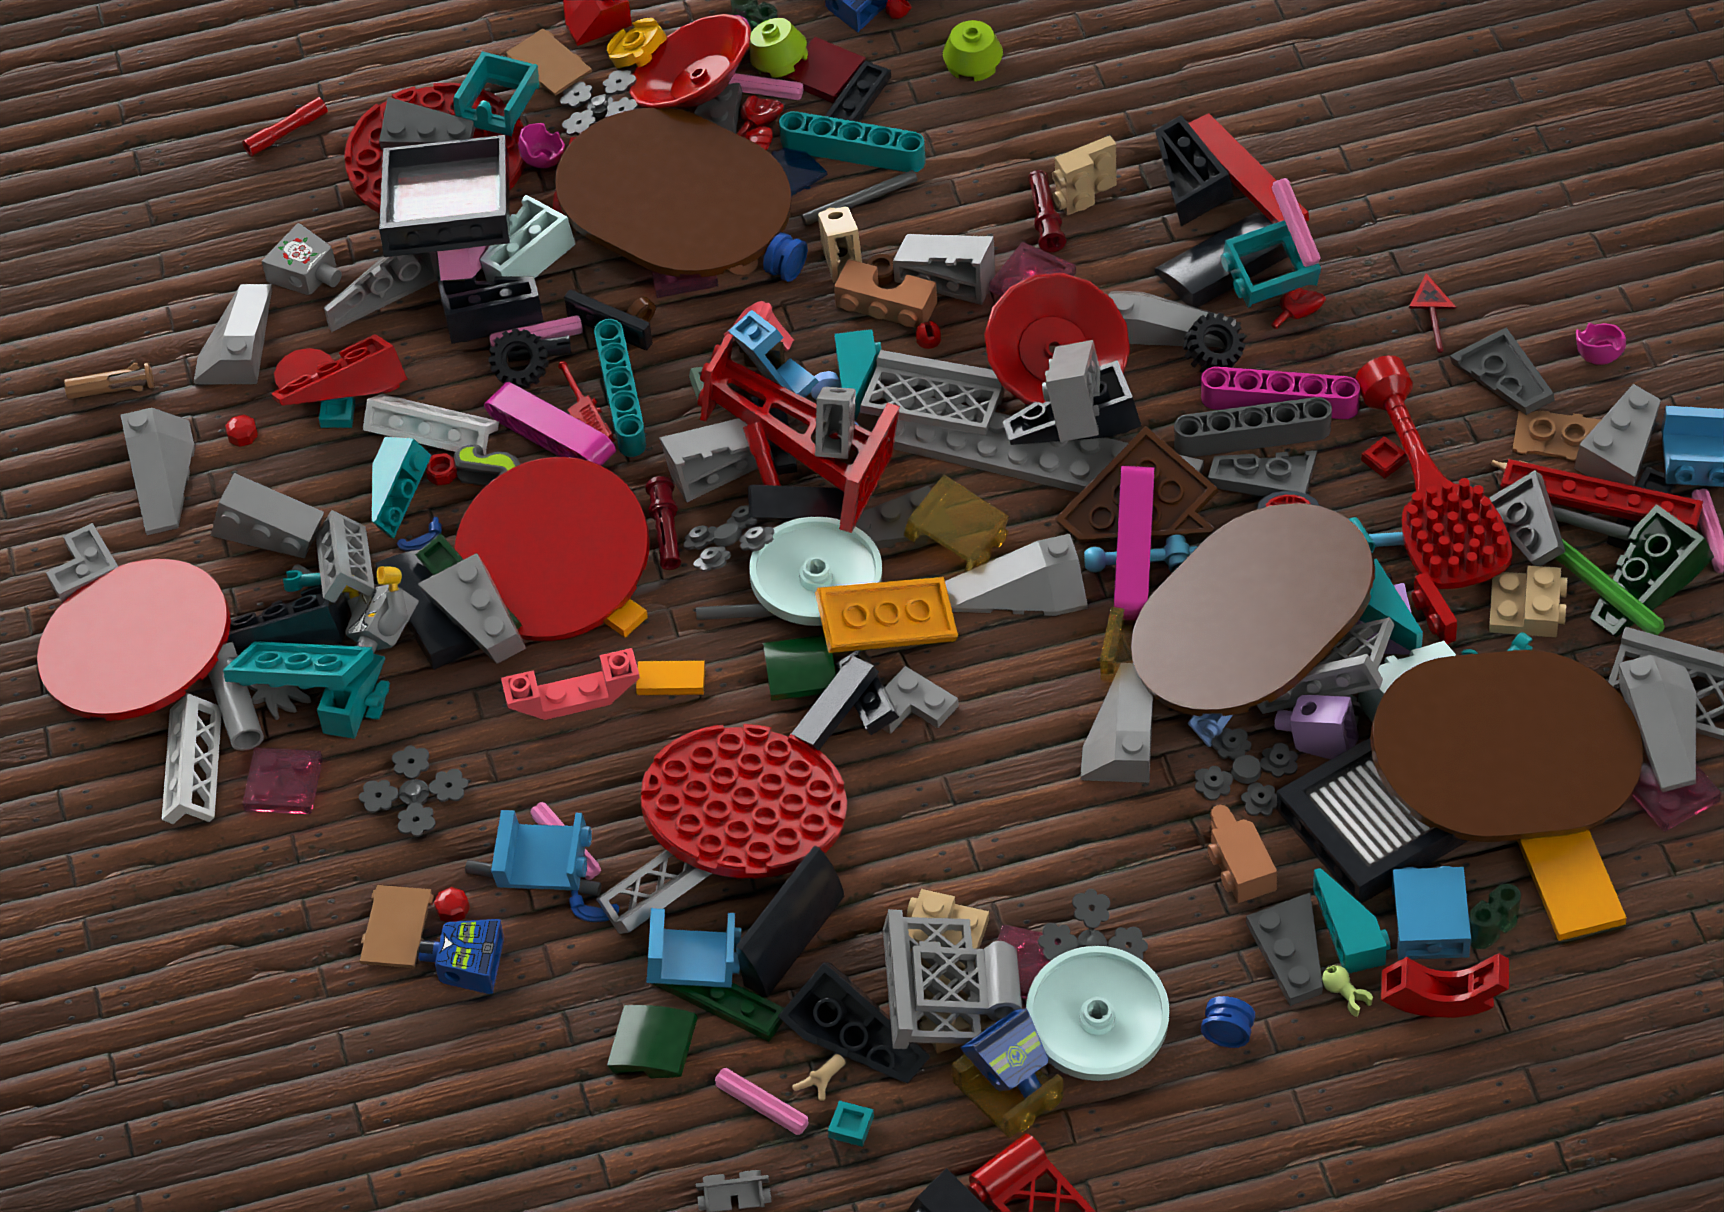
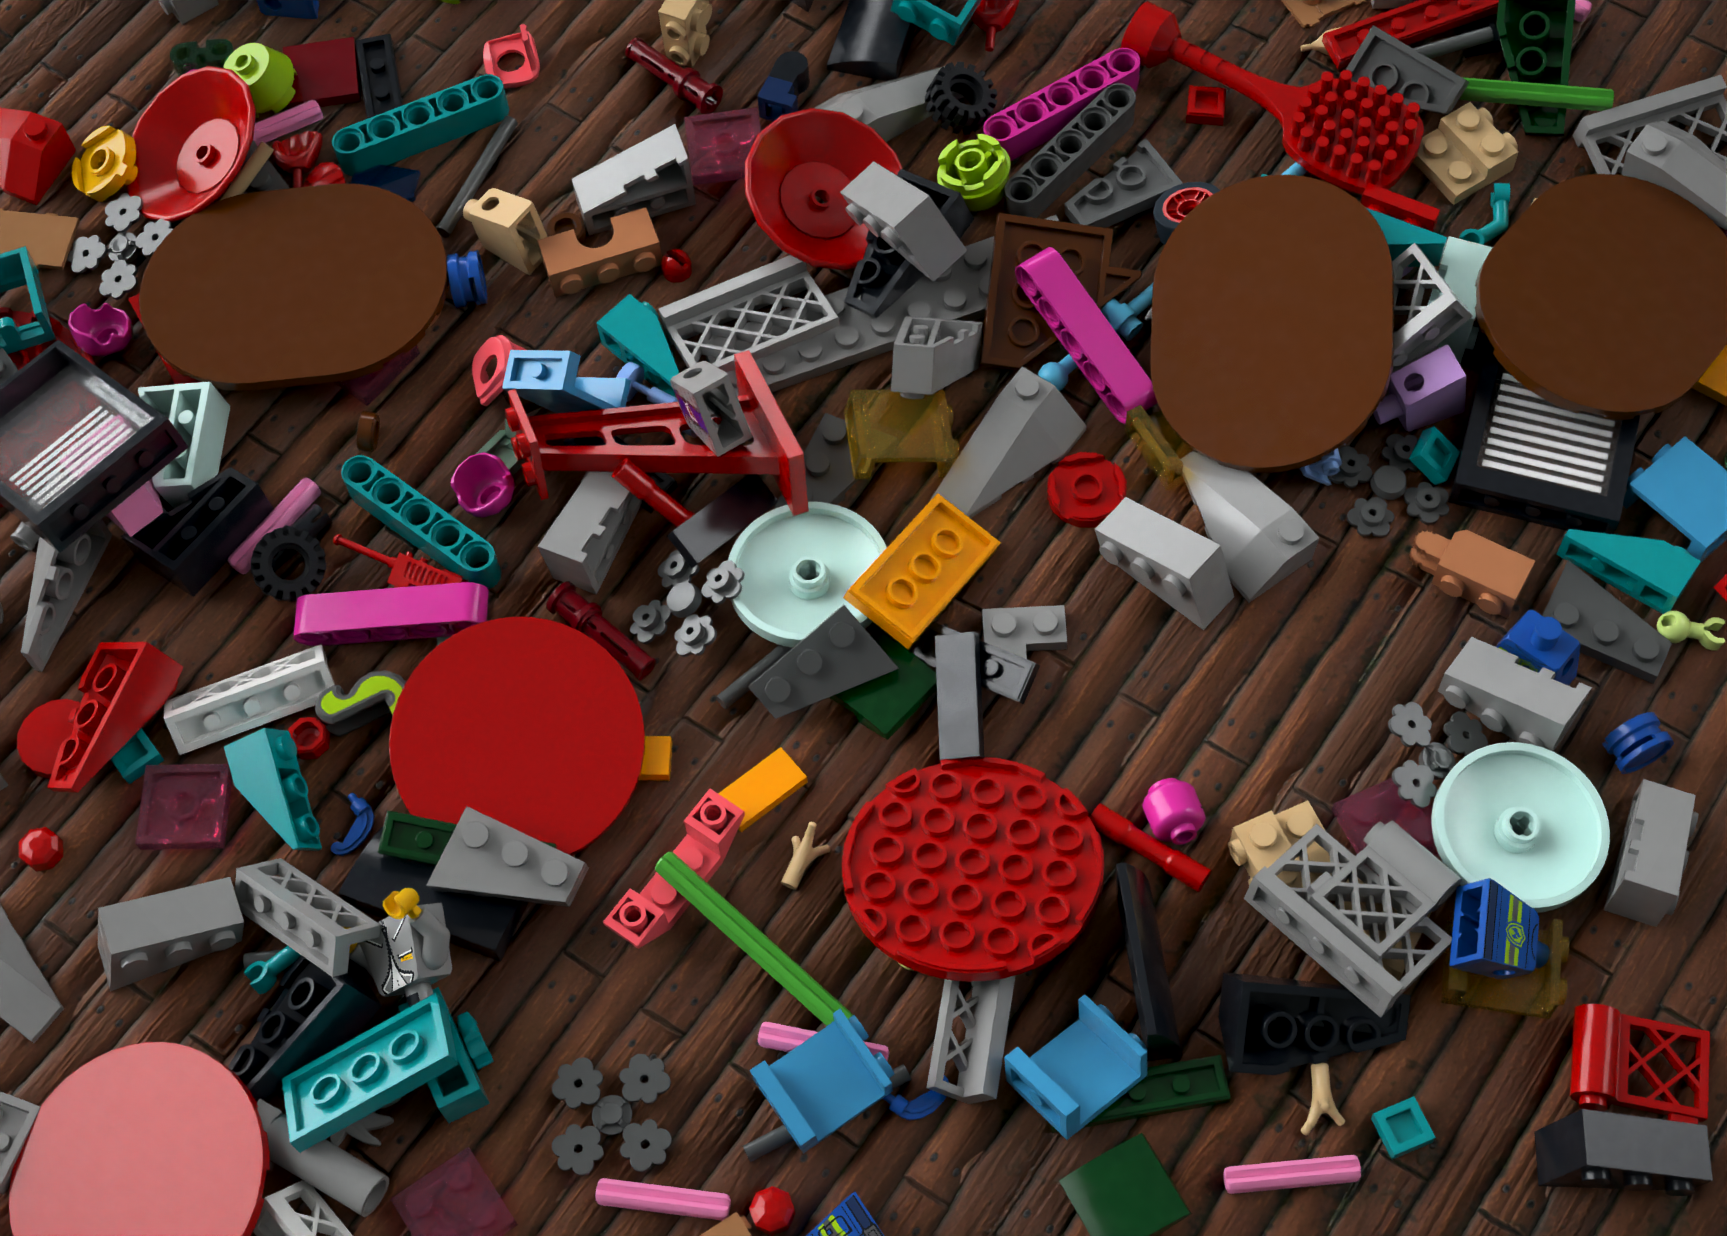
camera: 40 degrees left, 10 degrees up
(337, 460) = (184, 807): none -> clear pink plate
(398, 855) = (663, 1199): none -> bright pink axle
(579, 749) = (749, 938): none -> bright green axle
(591, 312) = (327, 462): black tile -> none
(656, 731) = (802, 856): none -> tan bar
(676, 389) = (483, 485): none -> dark pink hair
(714, 102) = (249, 171): none -> tan bar
(768, 625) = (822, 665): none -> dark grey wing
(870, 887) = (1172, 861): none -> red piece
(899, 857) = (1173, 810): none -> dark pink head
(965, 133) = (515, 43): none -> coral piece
(1017, 487) = (933, 354): none -> light grey wedge
(1044, 715) = (1167, 560): none -> light grey wedge
(1047, 643) = (1085, 489): none -> red tile
(1109, 263) = (783, 85): none -> leg
(1165, 1087) = (1652, 853): none -> light grey wedge
(1169, 395) = (975, 170): none -> lime cone
(1177, 942) = (1511, 697): none -> light grey wedge
(1219, 918) = (1541, 644): none -> blue torso
(1288, 768) = (1434, 455): none -> teal plate

